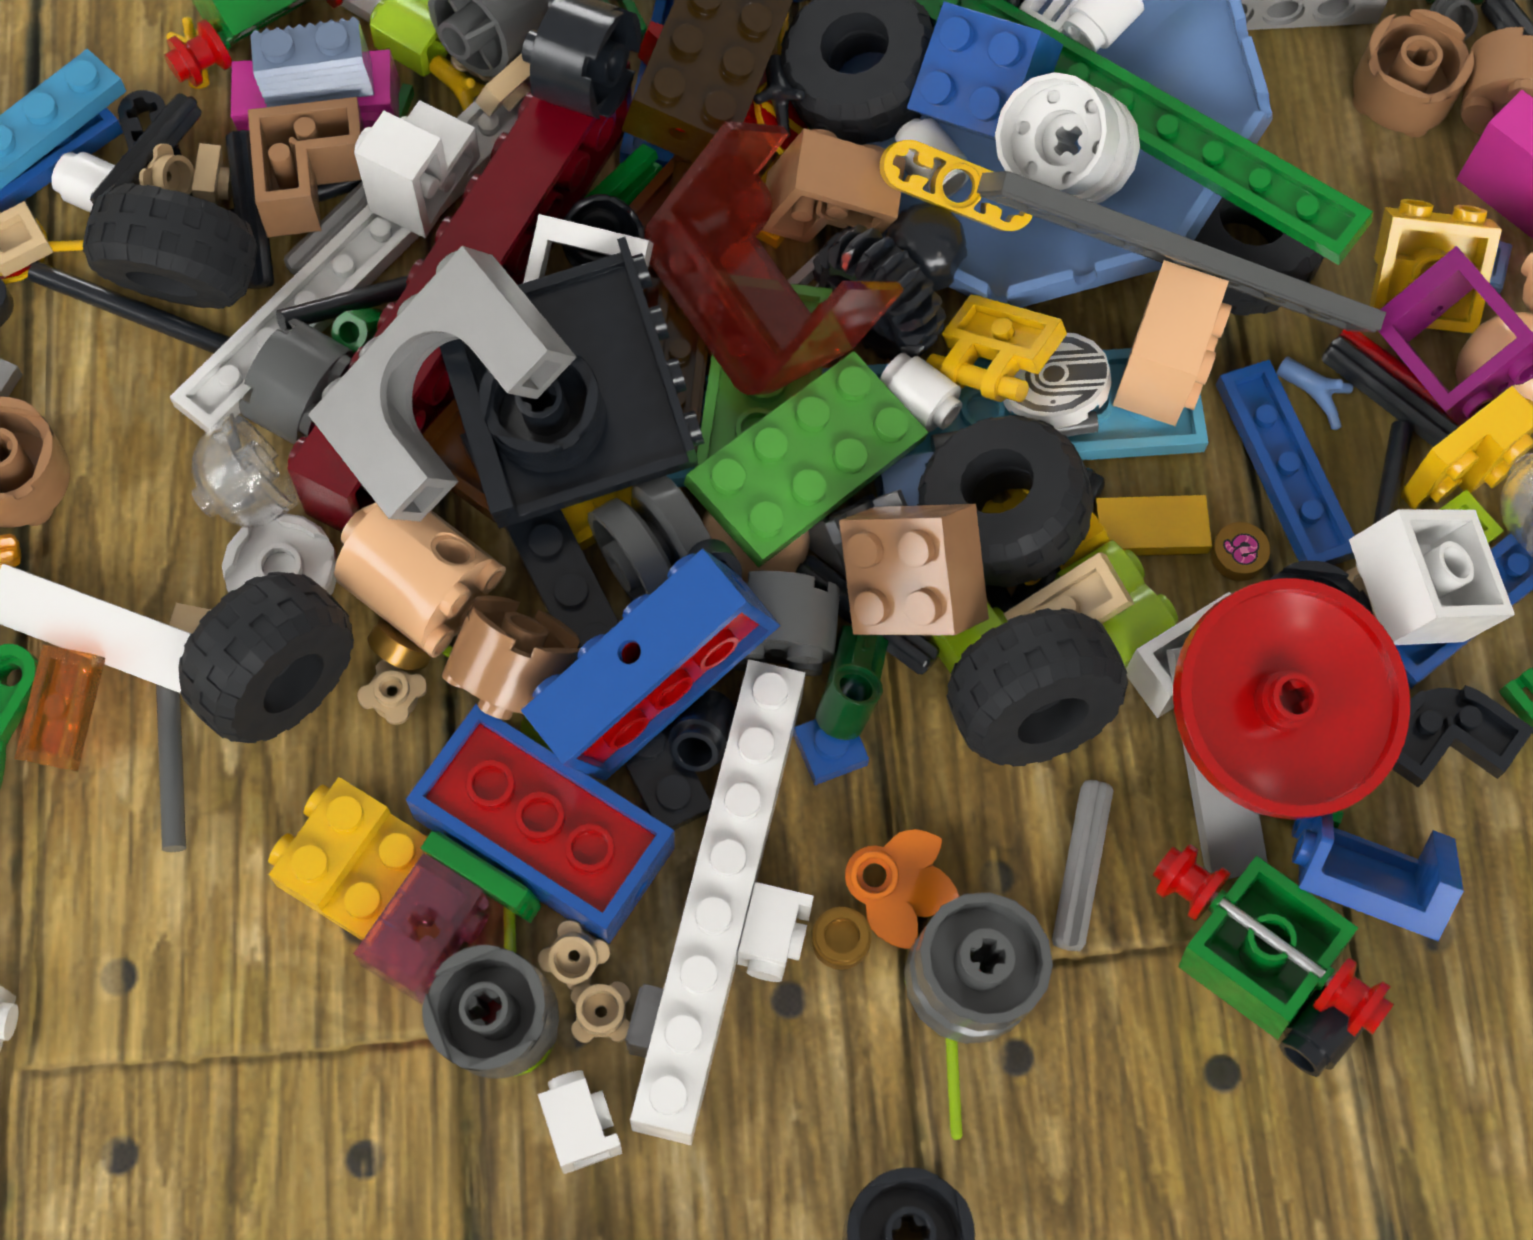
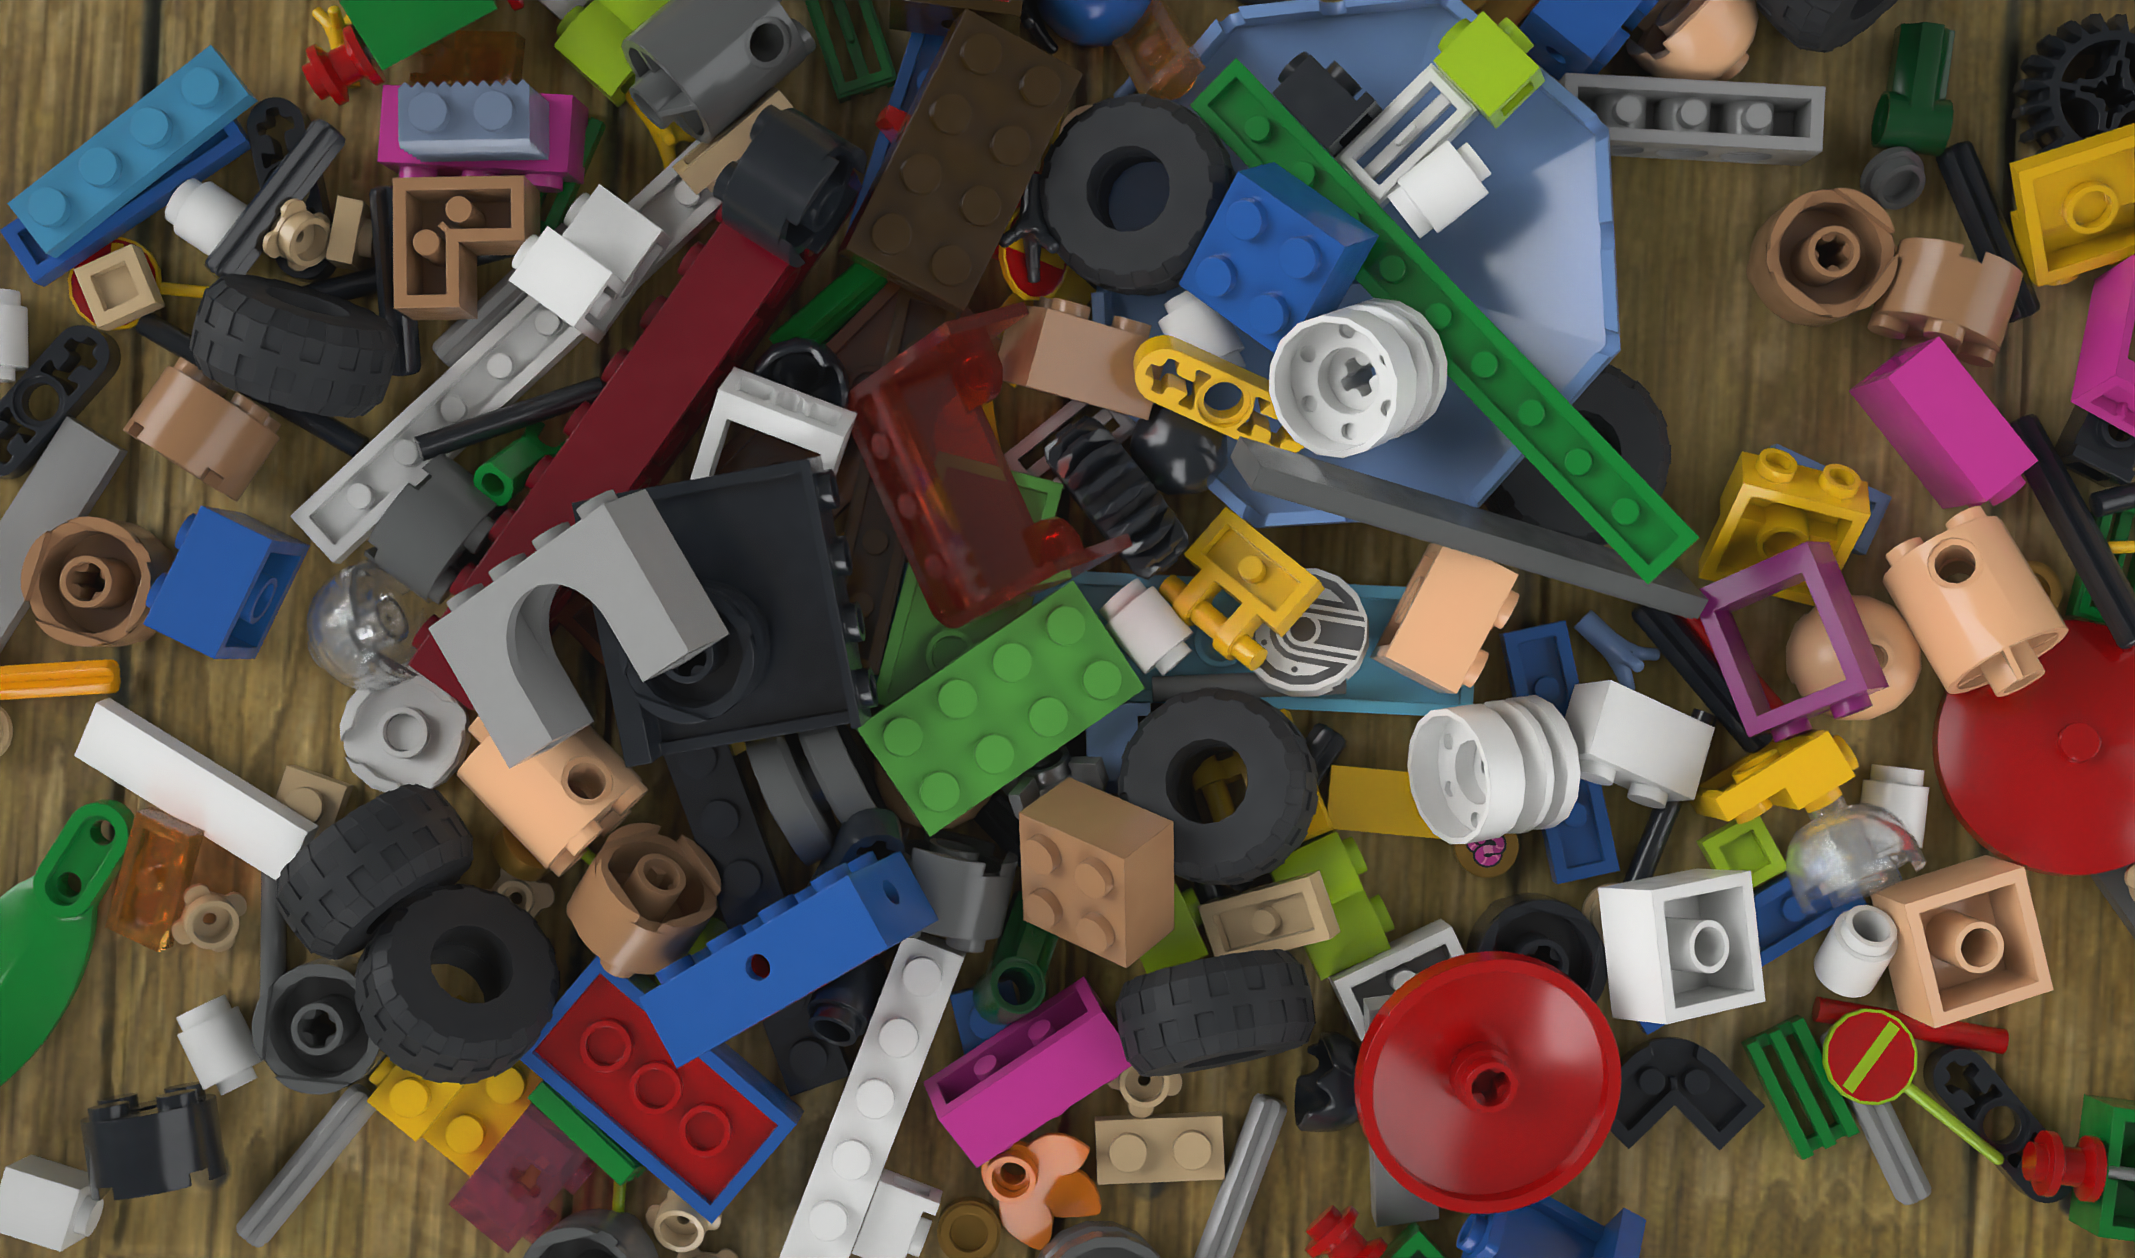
camera: 10 degrees right, 20 degrees up
(68, 930) = (152, 1143): none -> black brick
(93, 330) = (204, 432): none -> medium nougat brick
(117, 444) = (224, 583): none -> blue brick
(125, 848) = (218, 1045): none -> white brick
(127, 735) = (215, 935): none -> tan plate
(206, 787) = (299, 1046): none -> dark grey brick
(213, 954) = (306, 1166): none -> light grey axle
(347, 744) = (426, 1026): none -> black tyre
(878, 777) = (1028, 1073): none -> dark pink brick
(979, 798) = (1144, 1098): none -> tan plate
(1003, 841) = (1159, 1148): none -> tan plate
(1156, 756) = (1327, 1095): none -> black hair
(1237, 463) = (1493, 769): none -> white wheel
(1349, 438) = (1637, 743): none -> white brick

